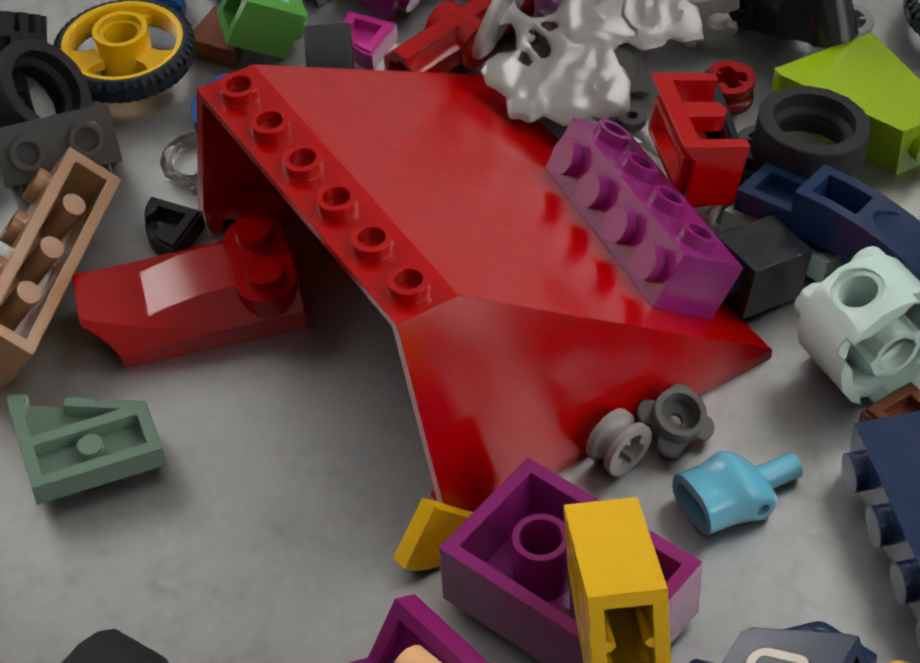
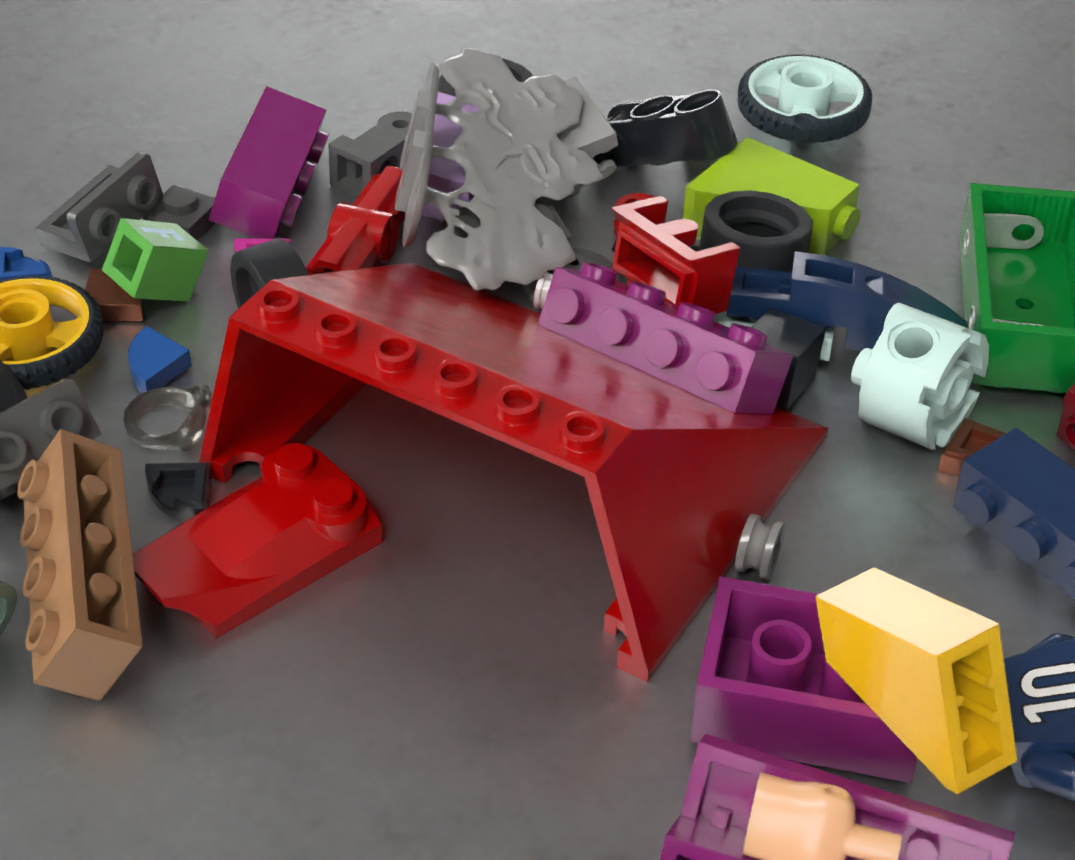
camera: 30 degrees left, 5 degrees down
(83, 443) = (233, 721): sand green wing -> none
(427, 531) = (650, 687): yellow tile -> none
(688, 407) = (798, 506): dark grey plate -> none
(732, 489) = (882, 547): medium azure piece -> none

